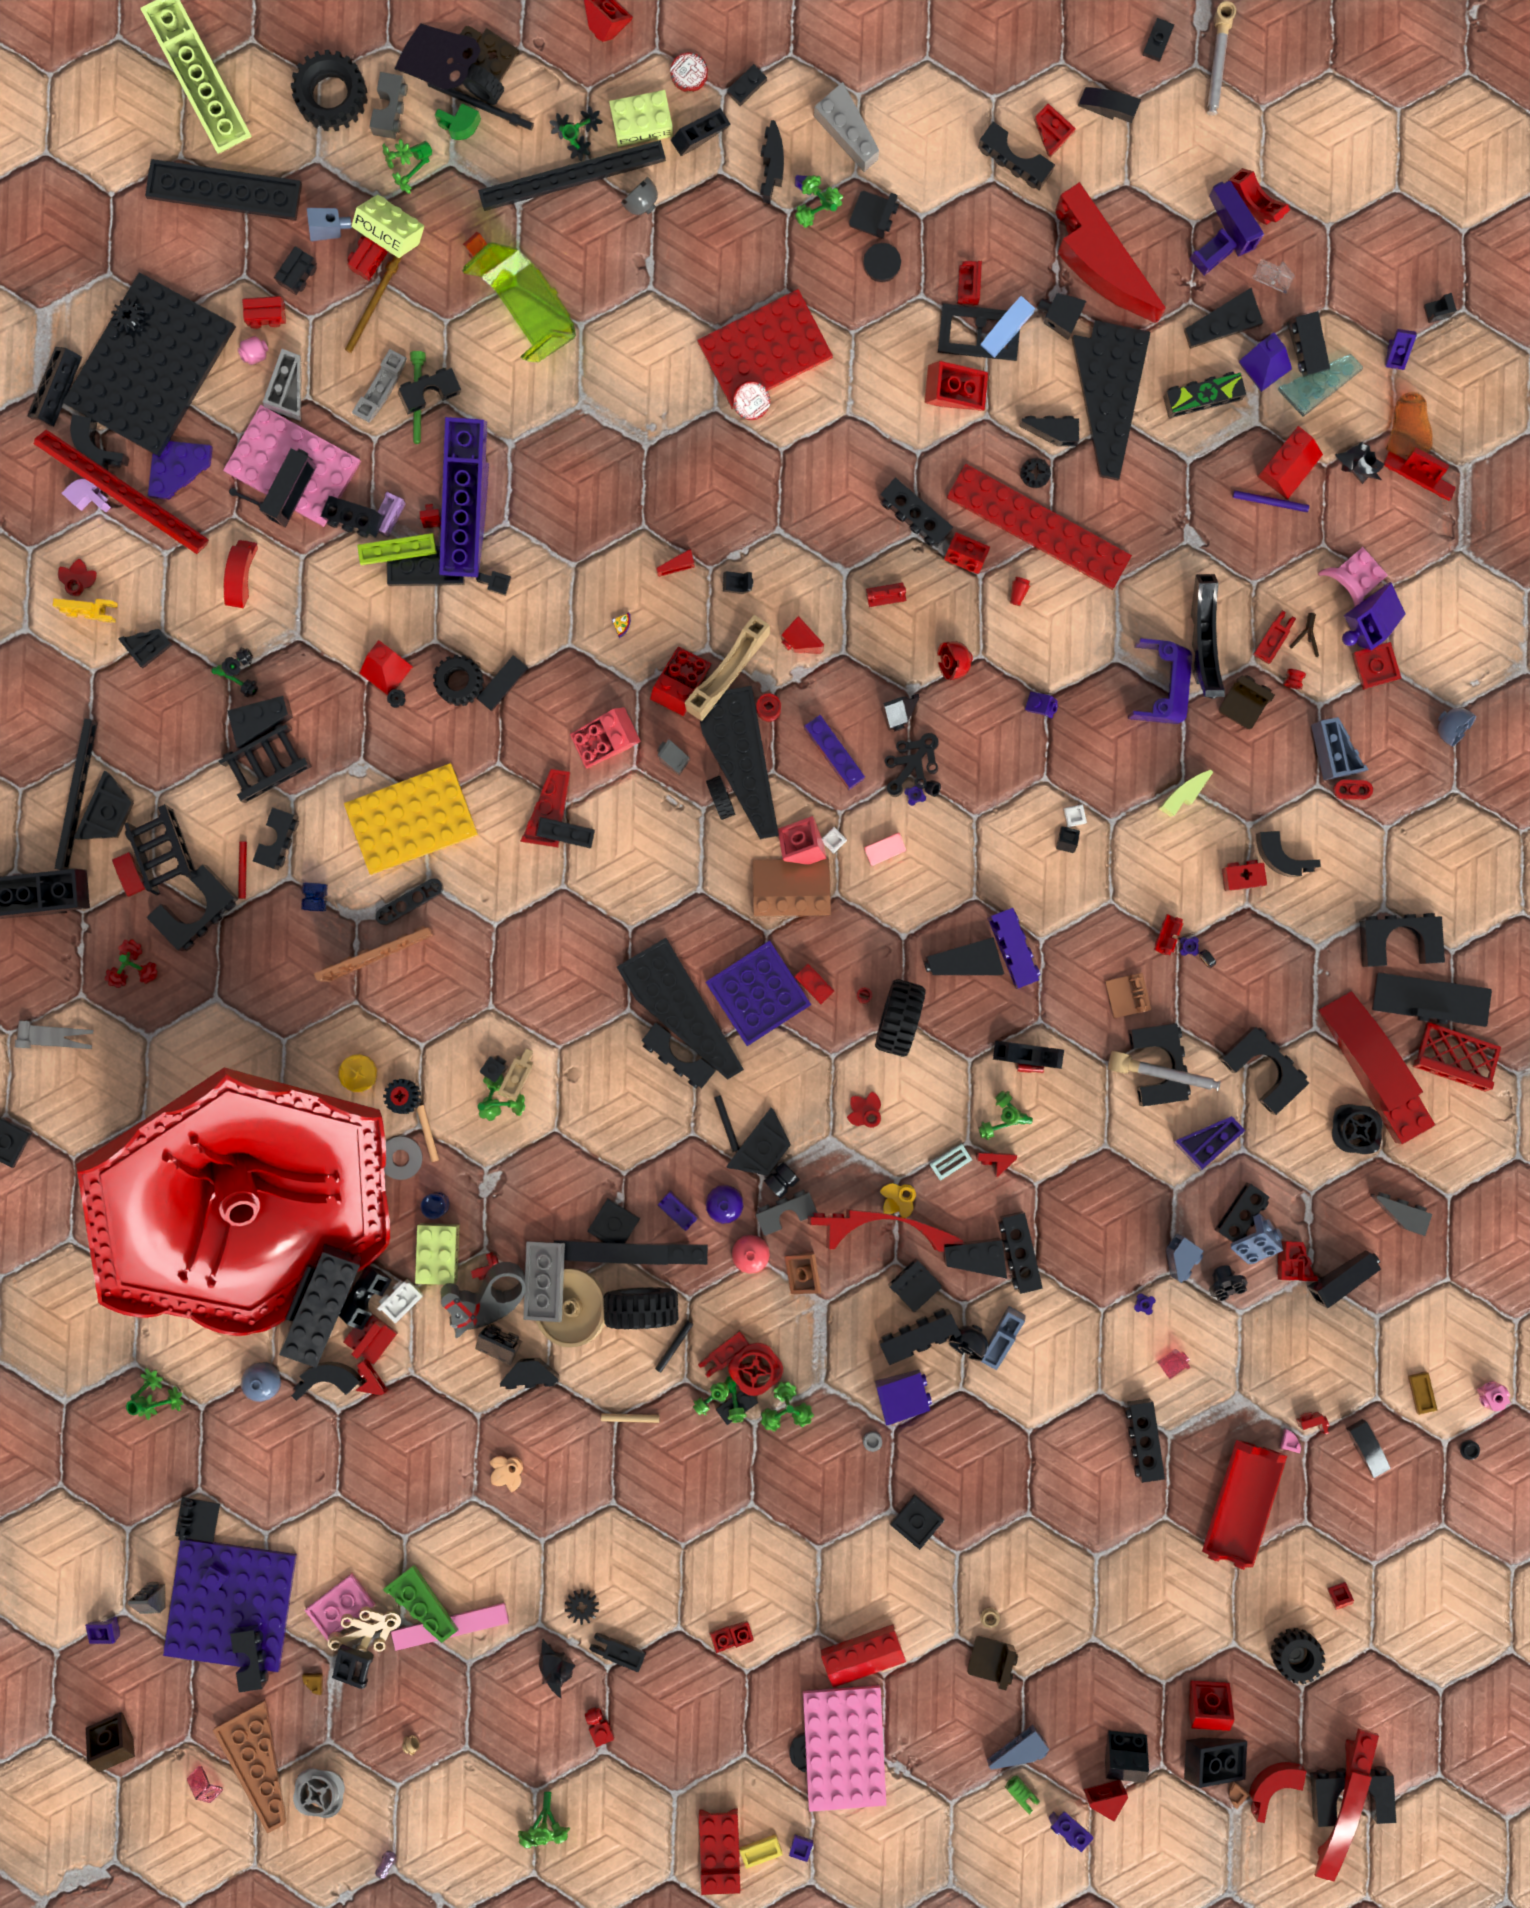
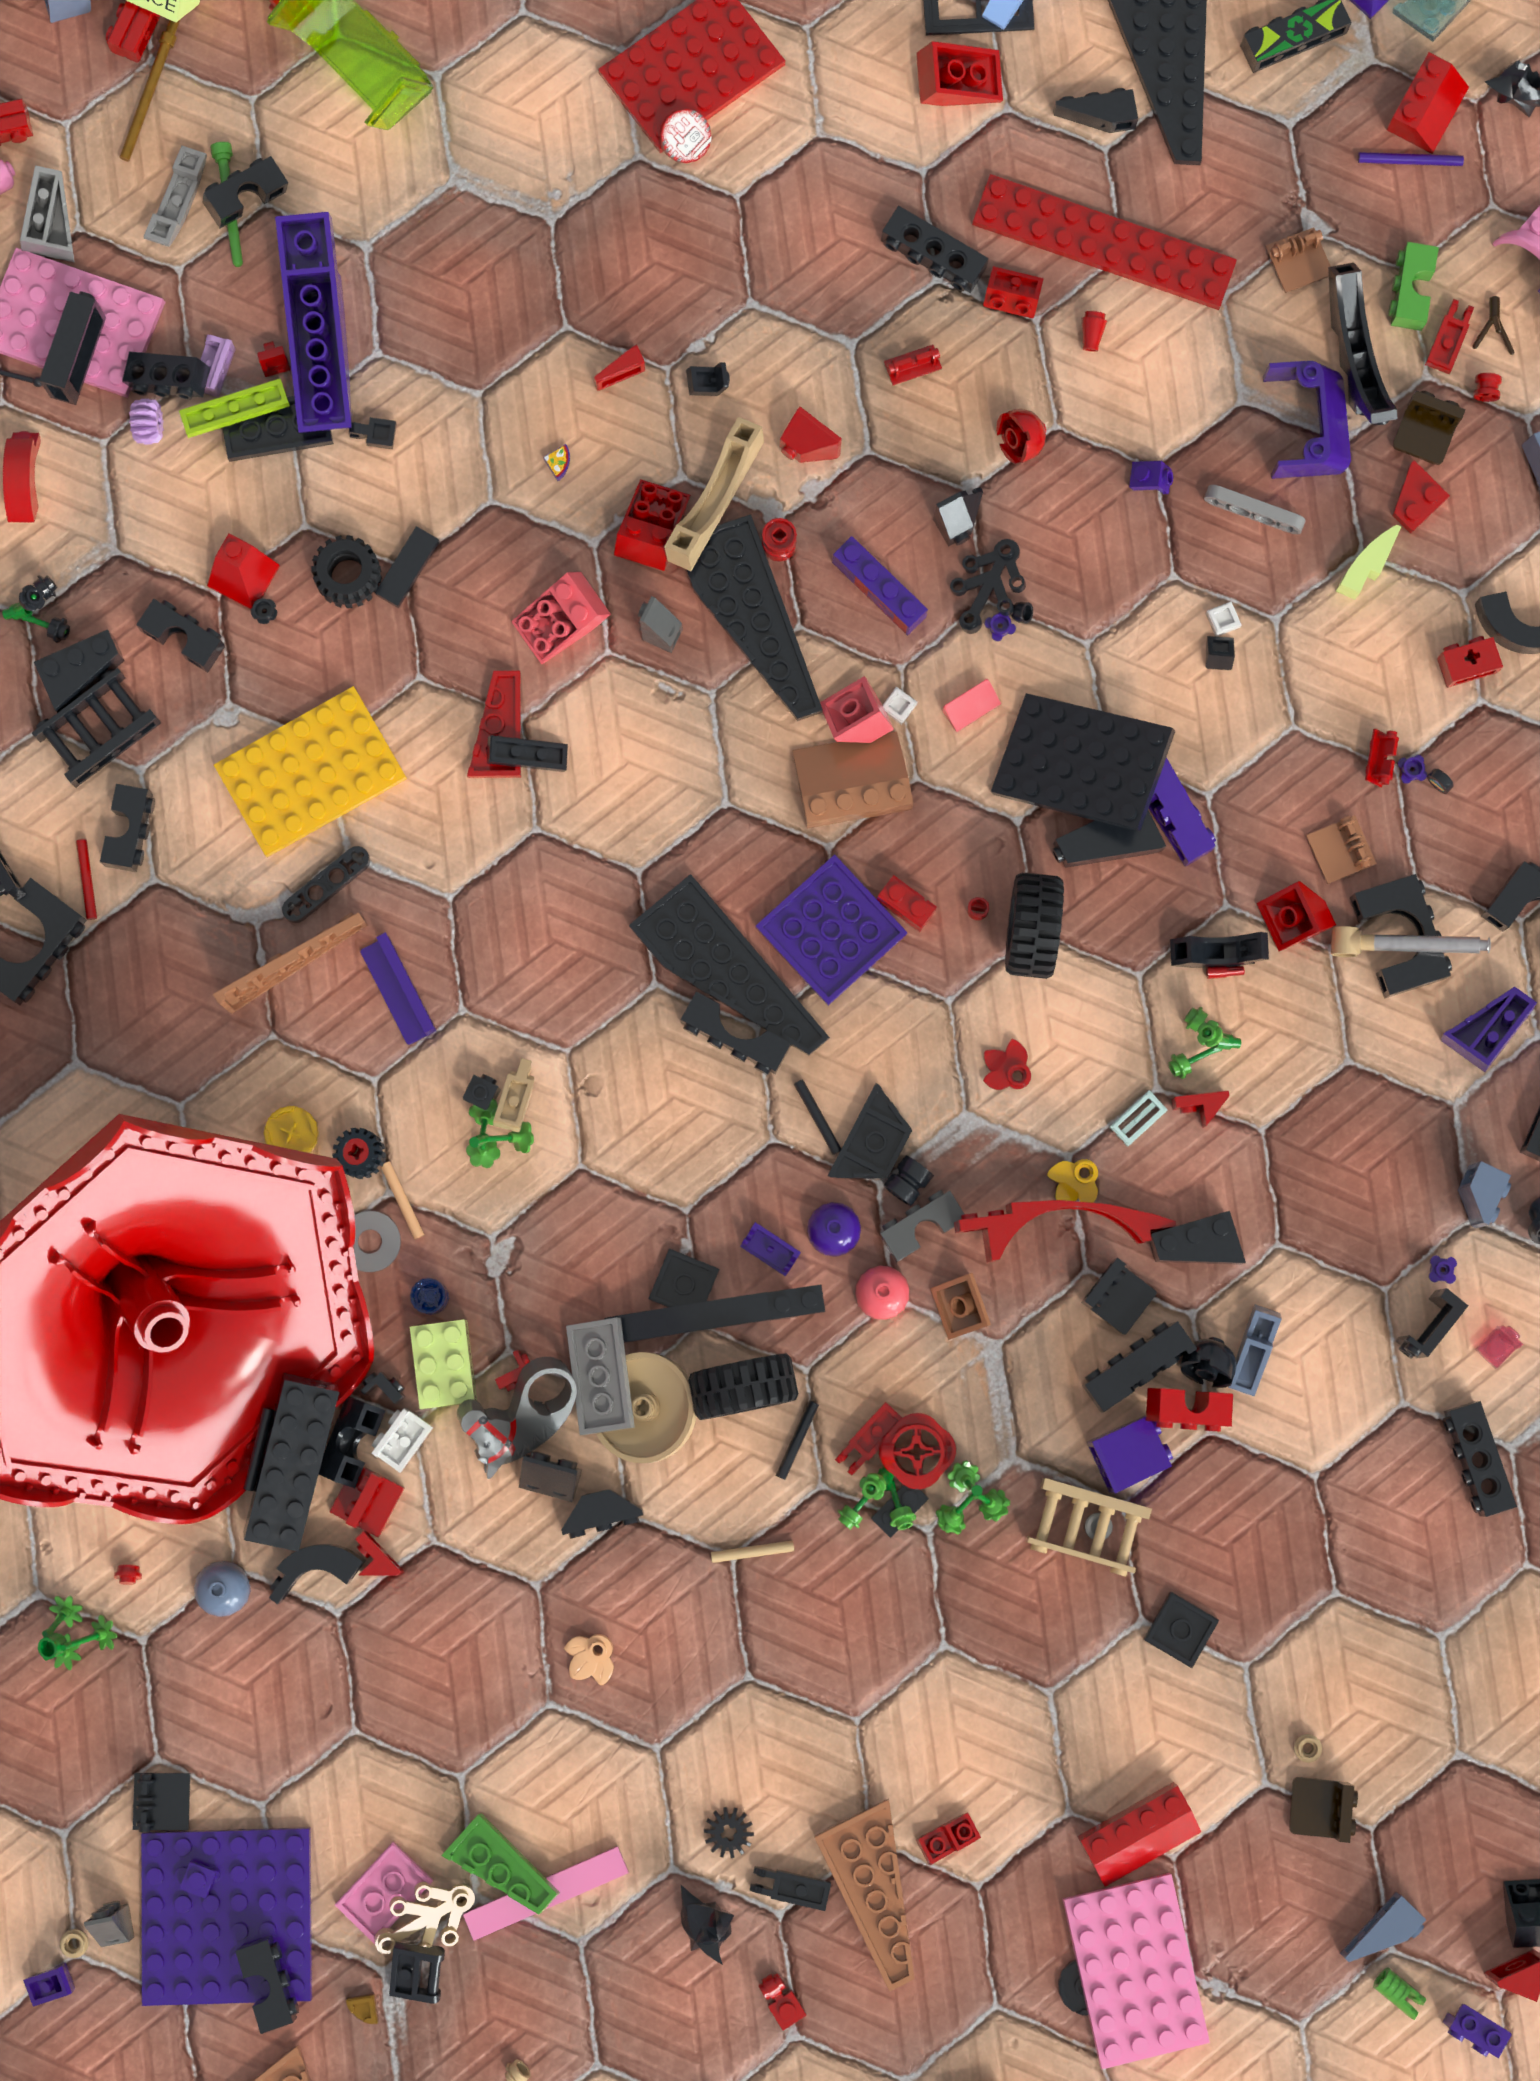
camera: 15 degrees left, 5 degrees down
(118, 1606) = (66, 1947): none -> tan plate
(197, 1361) = (128, 1574): none -> red plate
(296, 271) = (37, 63): black brick -> none
(314, 904) = (193, 898): clear blue wheel -> none
(322, 694) = (162, 621): none -> black arch
(333, 548) = (146, 421): none -> lavender gear
(398, 1263) = (391, 1388): none -> black bracket
(448, 984) = (397, 990): none -> dark purple panel
(671, 1651) = (867, 1873): none -> nougat wing
(720, 797) = (734, 670): black tyre -> none
(863, 1421) = (1107, 1506): none -> tan fence
(956, 905) = (1083, 762): none -> black plate
(964, 1375) = (1169, 1407): none -> red arch
(1028, 477) = (1078, 179): black gear -> none
(1032, 1280) = (1271, 1235): black brick -> none
(1087, 1038) = (1295, 915): none -> red slope
(1111, 740) = (1254, 509): none -> light grey beam
(1132, 1346) = (1451, 1309): none -> black panel
(1177, 562) = (1299, 259): none -> nougat hinge
(1229, 751) = (1418, 498): none -> red wing
(1248, 611) = (1410, 308): none -> bright green arch

